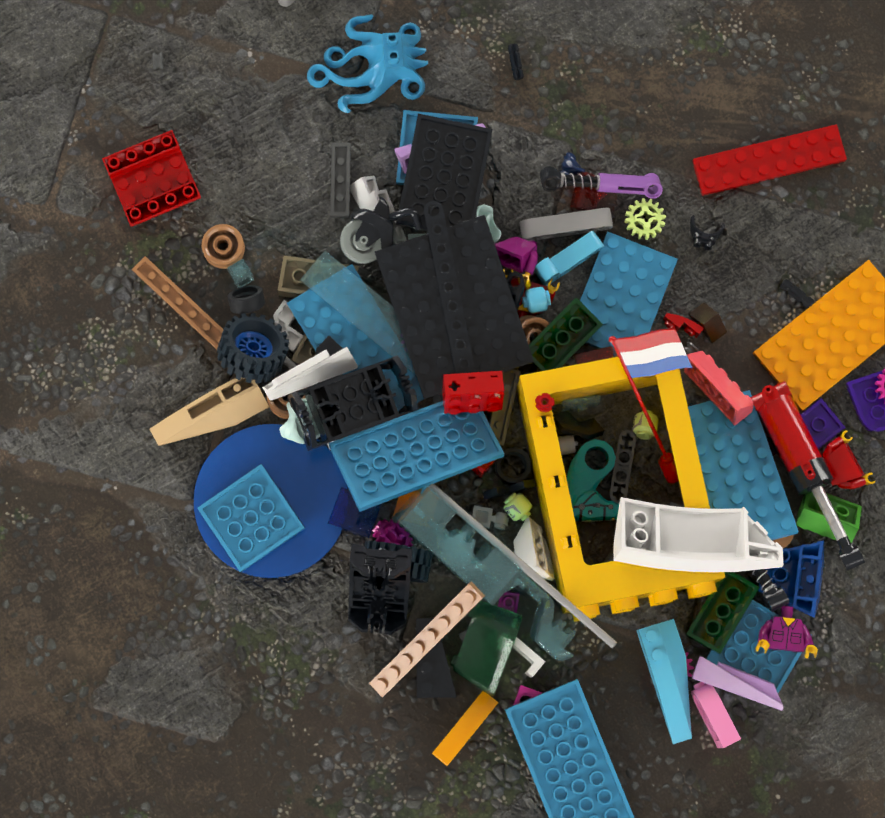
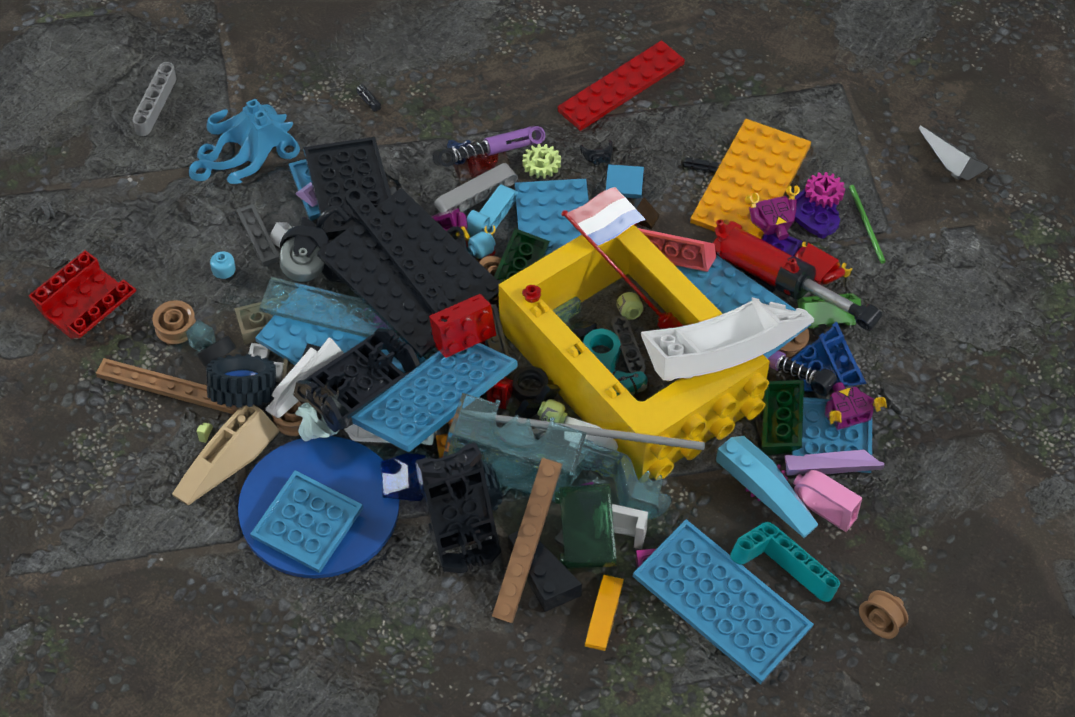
camera: 20 degrees left, 25 degrees down
(201, 377) = (204, 431): none -> yellowish green tile
(292, 202) = (222, 265): none -> medium azure head
(647, 753) = (789, 556): none -> teal beam
(712, 279) = (626, 179): none -> dark azure tile
(832, 391) = (774, 214): none -> magenta torso

